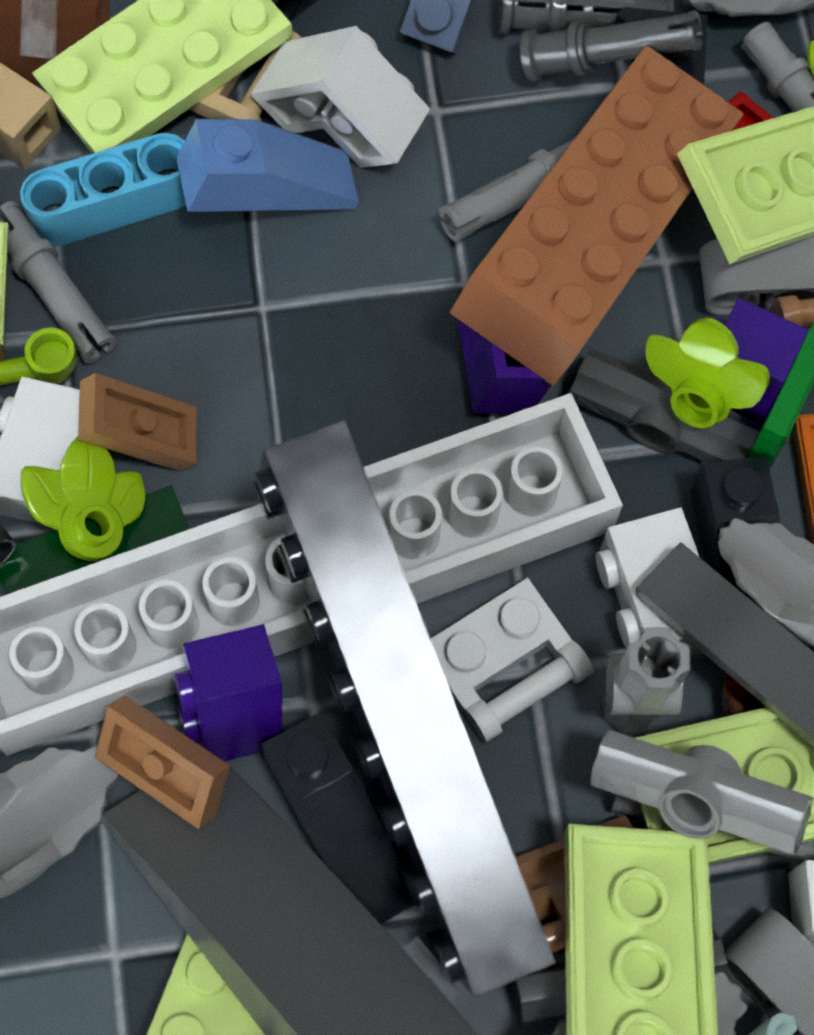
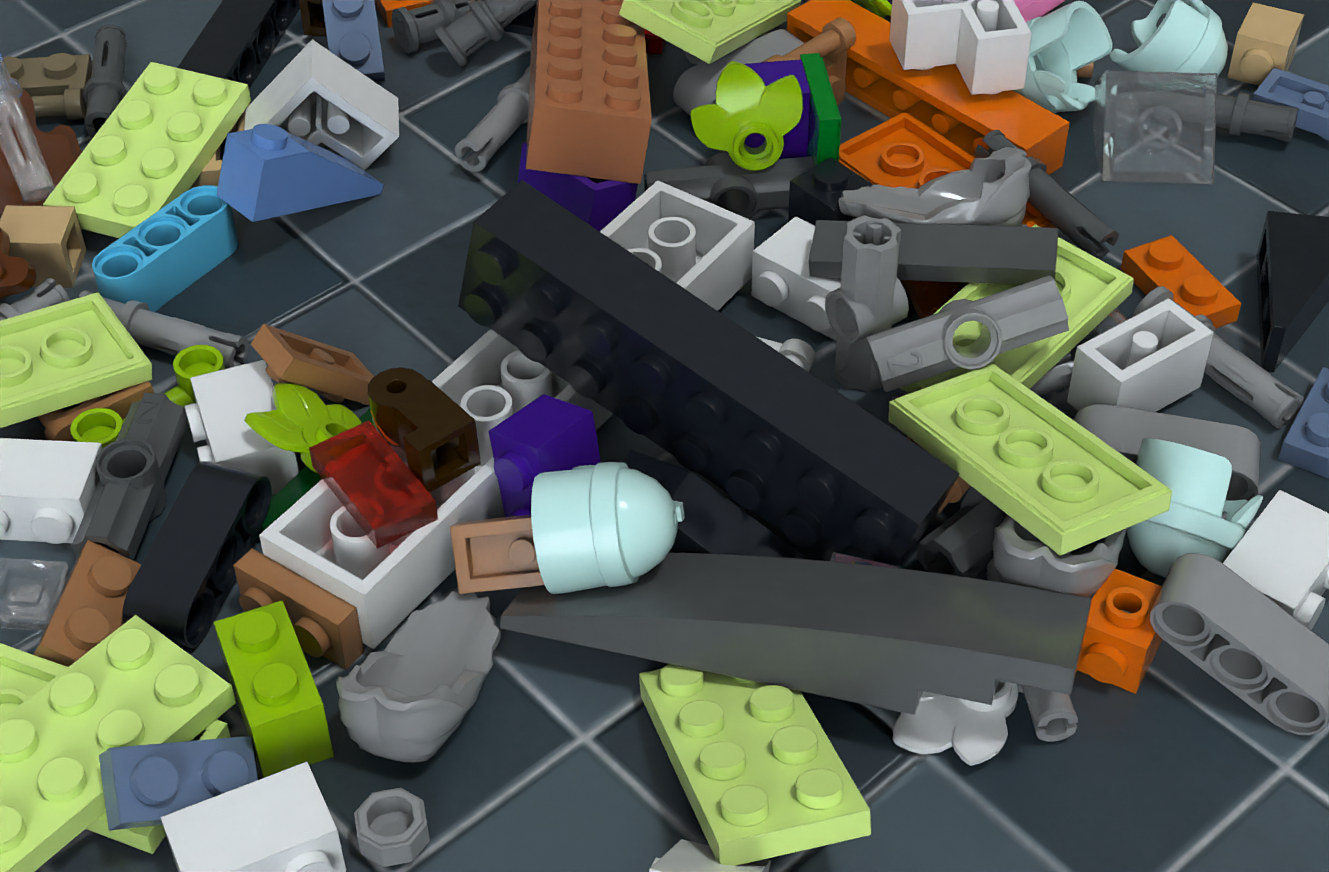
camera: 30 degrees left, 25 degrees down
(68, 624) = (373, 484): none -> clear red tile
(144, 592) = (425, 424): none -> dark brown leg
(217, 805) = (600, 526): none -> light aqua helmet

